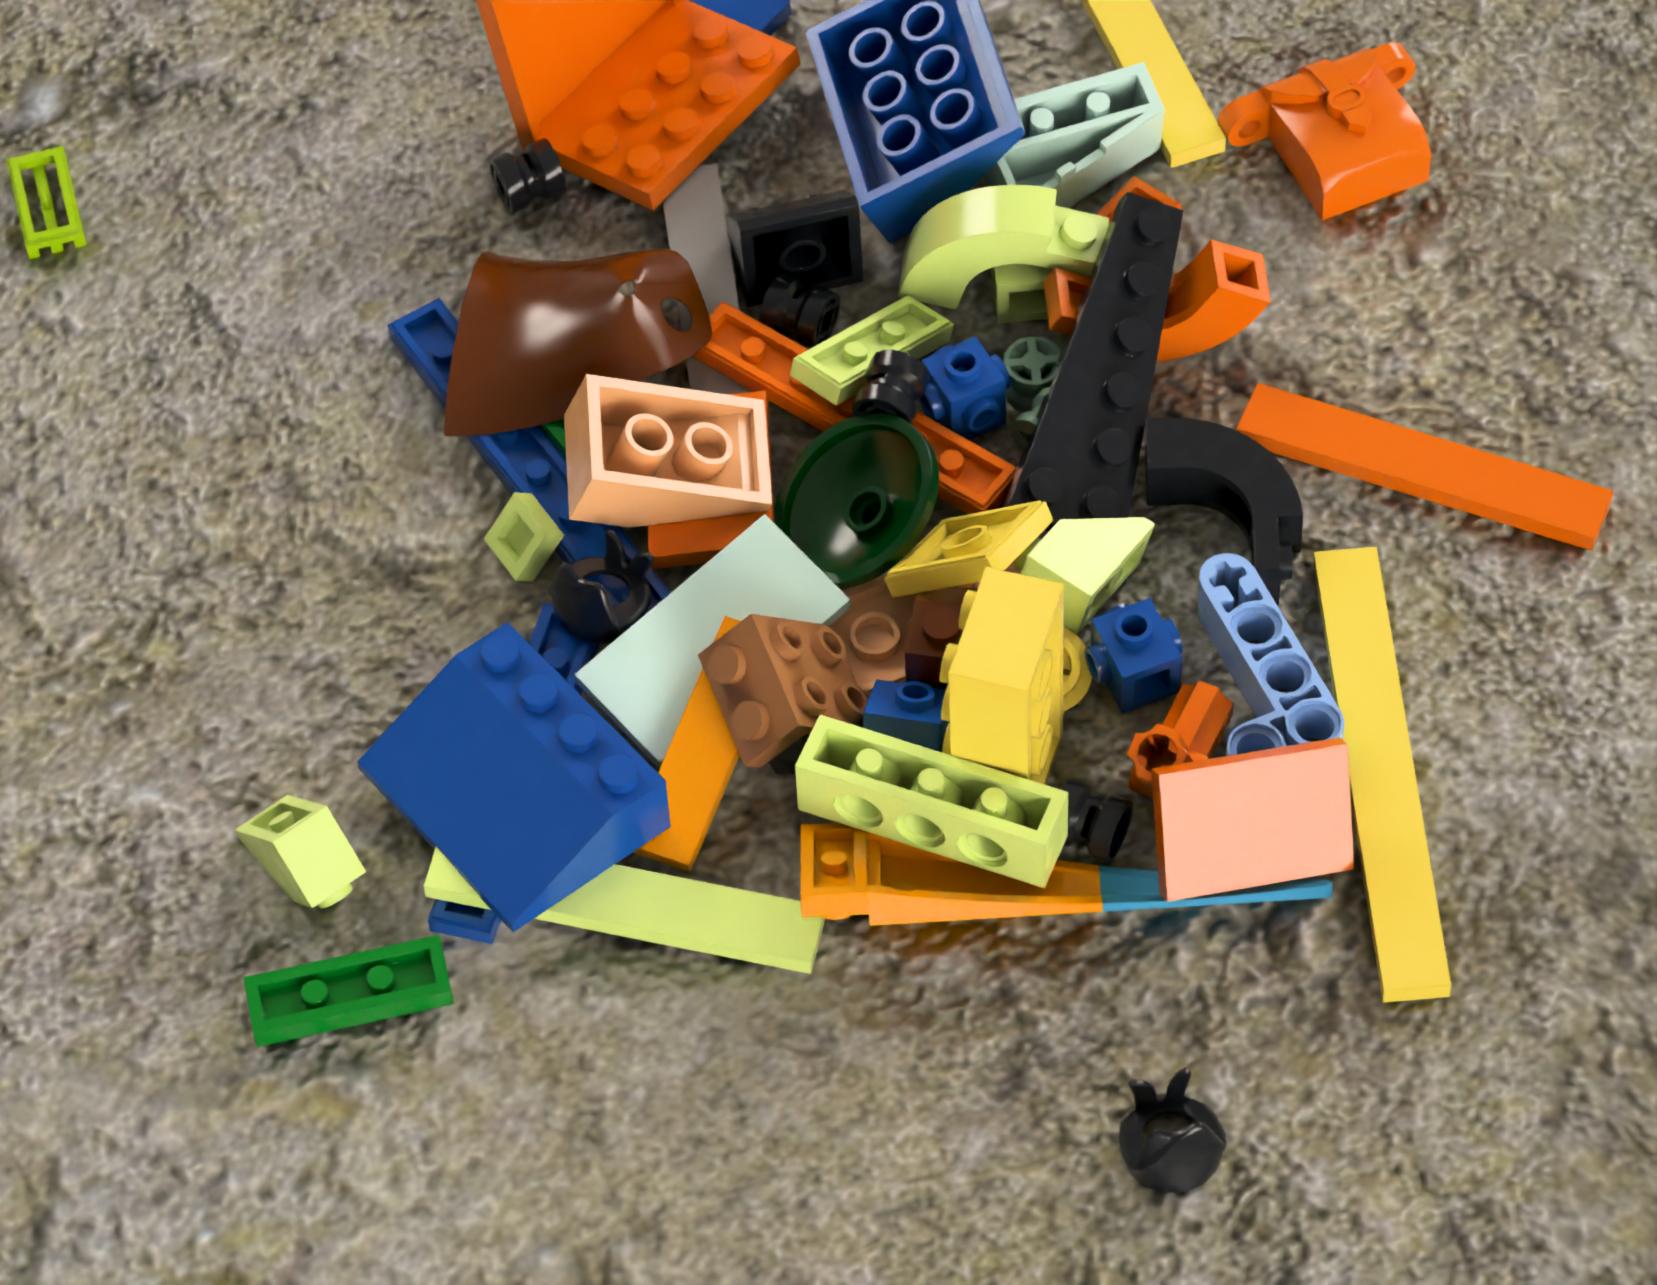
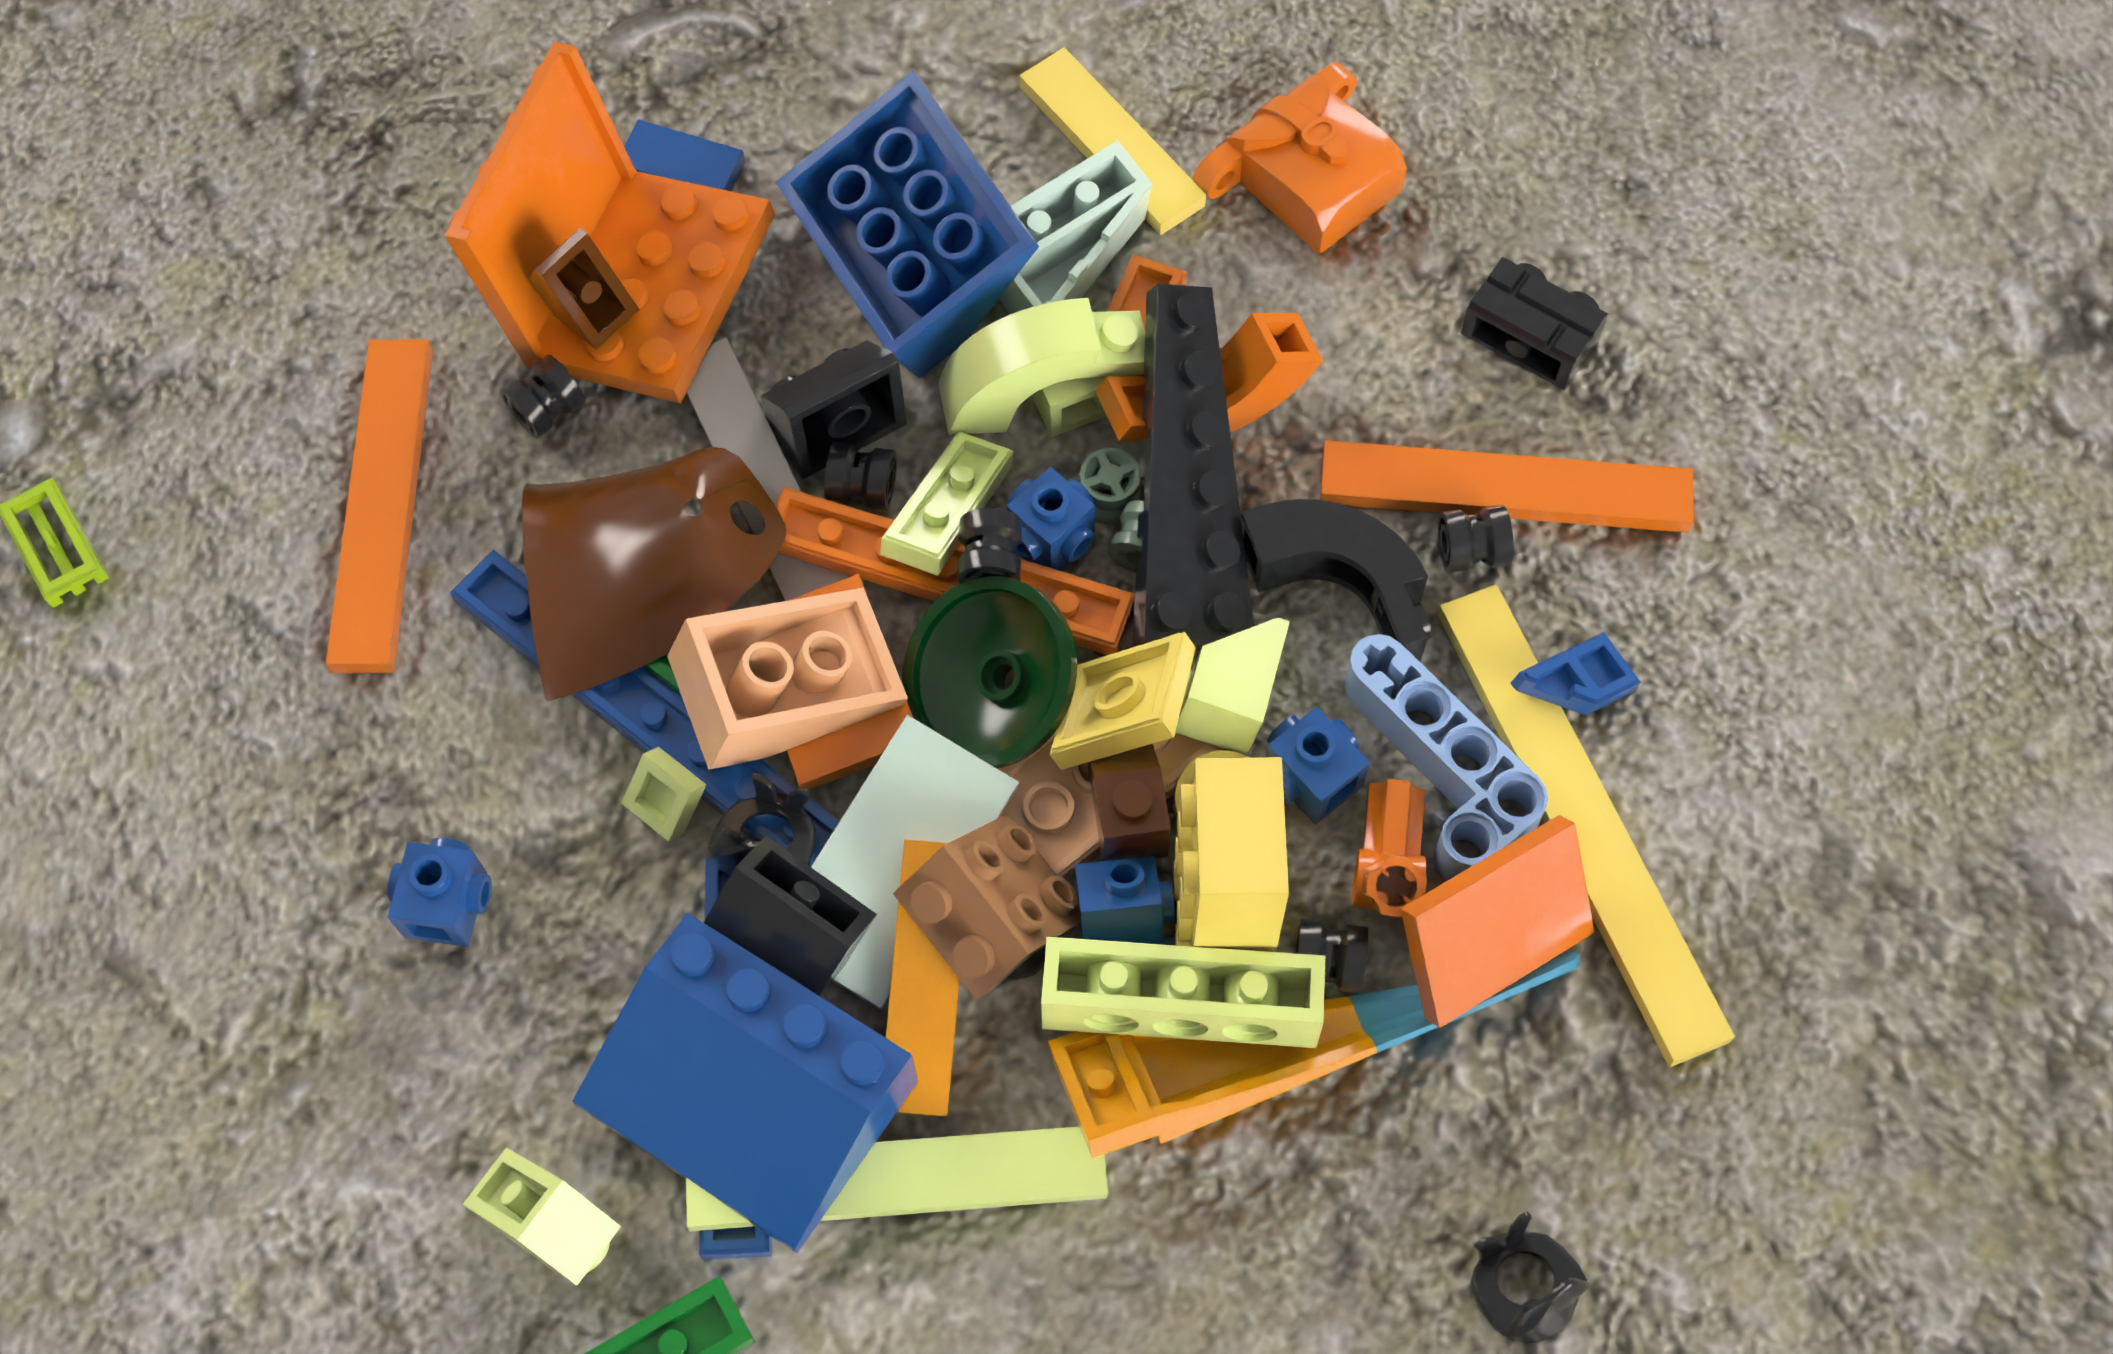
camera: 20 degrees left, 10 degrees up
(295, 566) = (438, 892): none -> blue brick
(349, 238) = (380, 508): none -> orange tile
(591, 81) = (583, 290): none -> reddish brown slope
(599, 647) = (790, 916): none -> black brick
(1365, 501) = (1469, 538): none -> black wheel
(1424, 645) = (1580, 677): none -> blue tile
(1506, 323) = (1534, 322): none -> black brick

